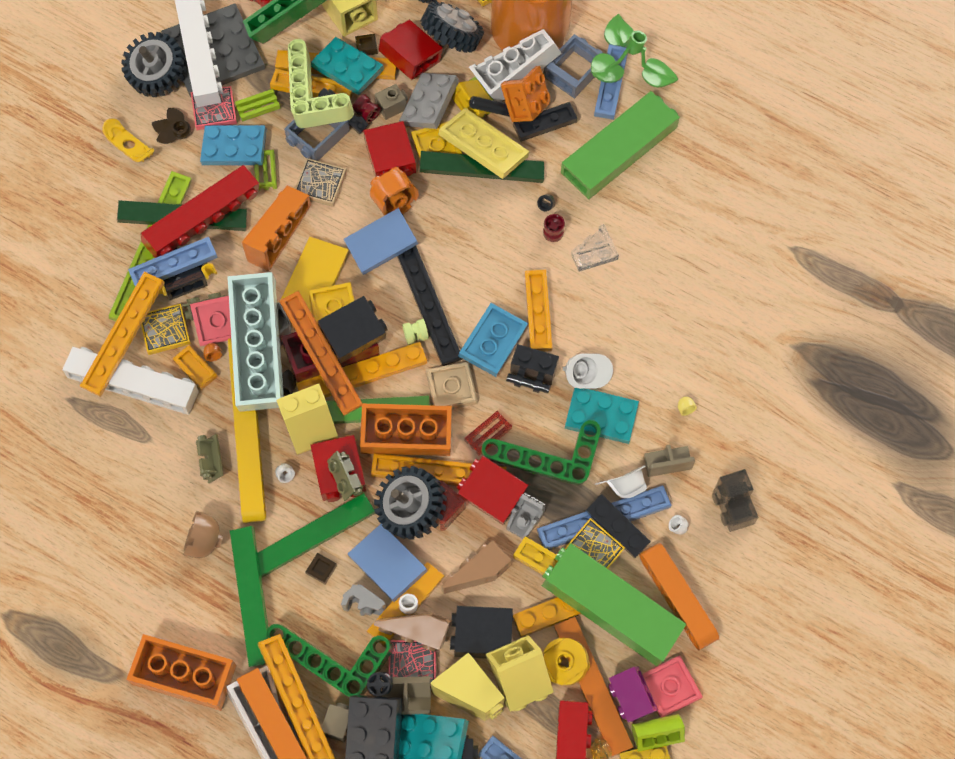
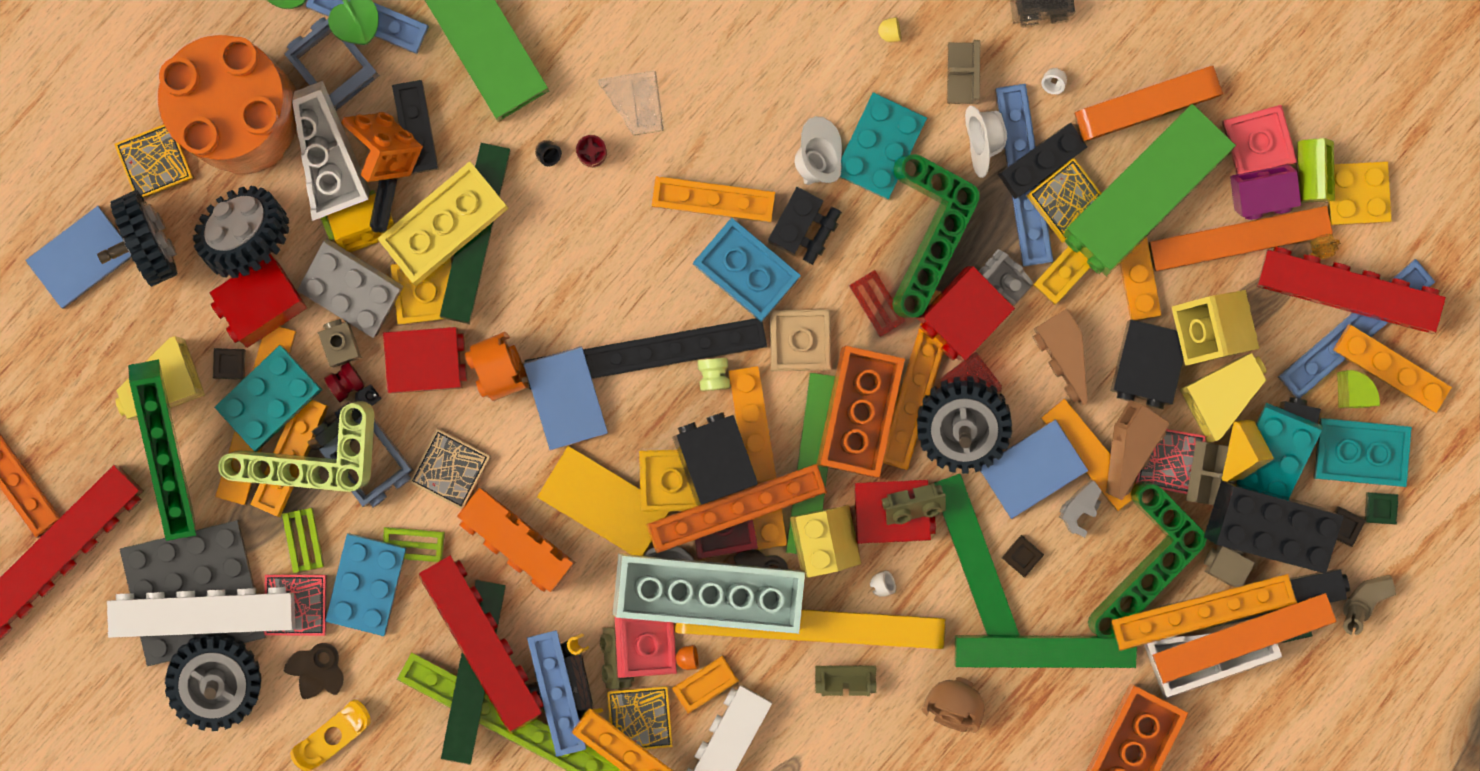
camera: 80 degrees left, 20 degrees up
(375, 684) = (1206, 508): black wheel -> none
(408, 604) = (1093, 448): white hinge -> none
(427, 710) = (1245, 452): none -> yellow slope
(578, 665) = (1193, 258): yellow plate -> none

